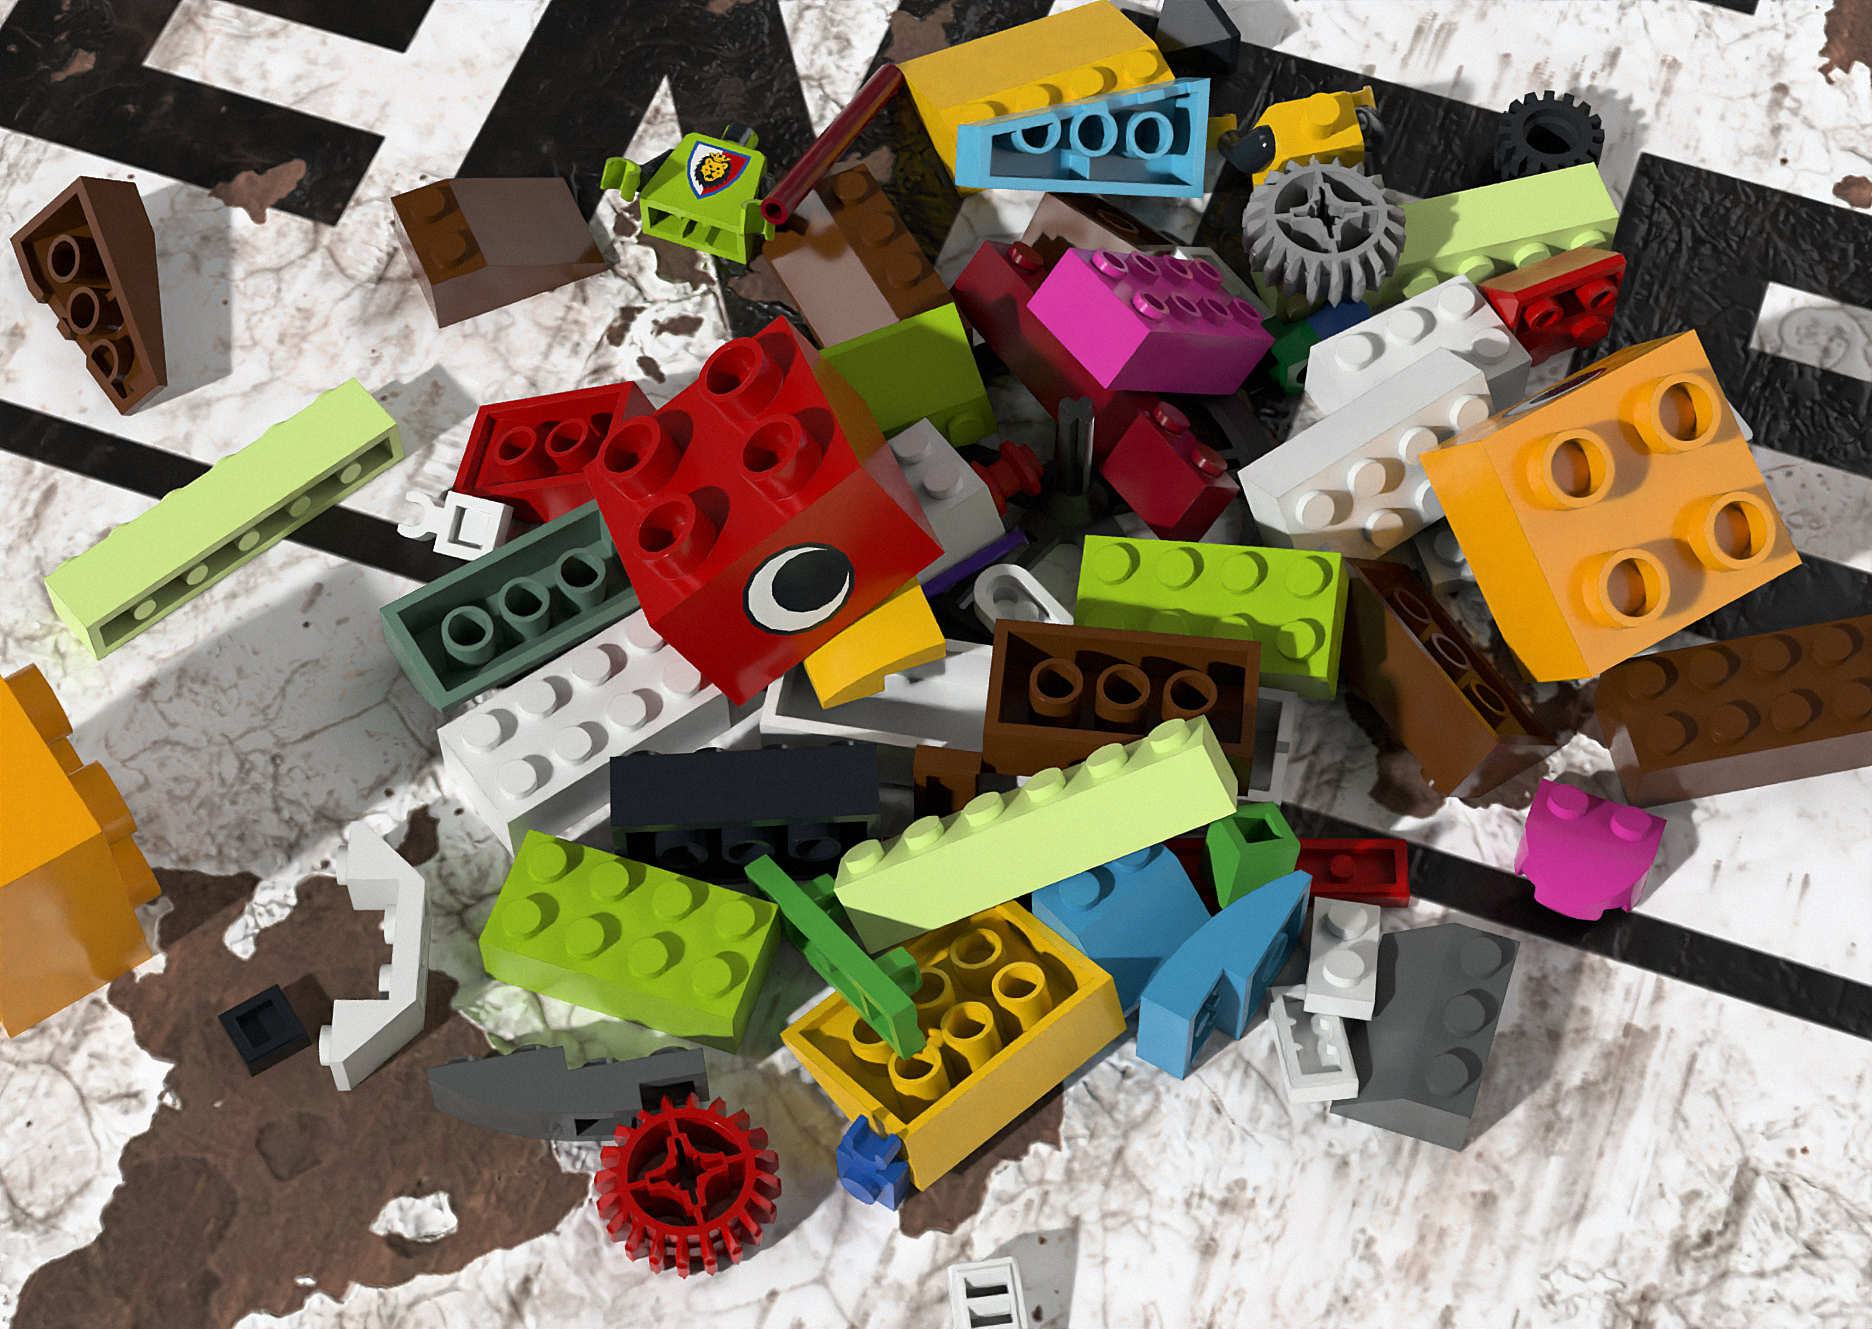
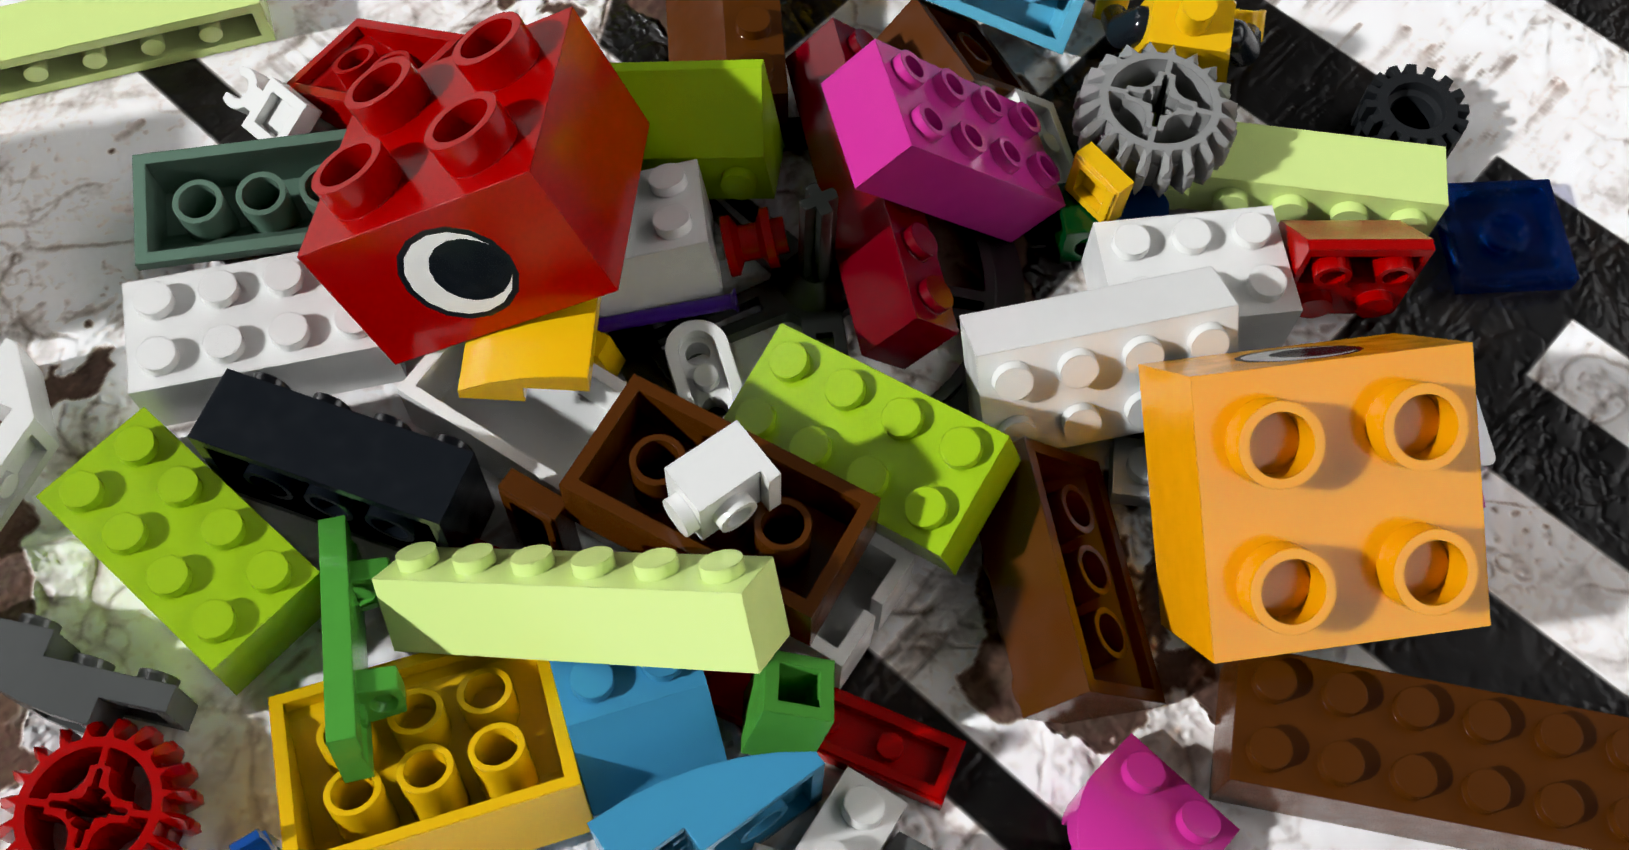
camera: 20 degrees right, 5 degrees up
(1131, 673) = (720, 483): none -> white brick
(1300, 309) = (1098, 184): none -> yellow tile
(1680, 227) = (1505, 238): none -> clear blue tile

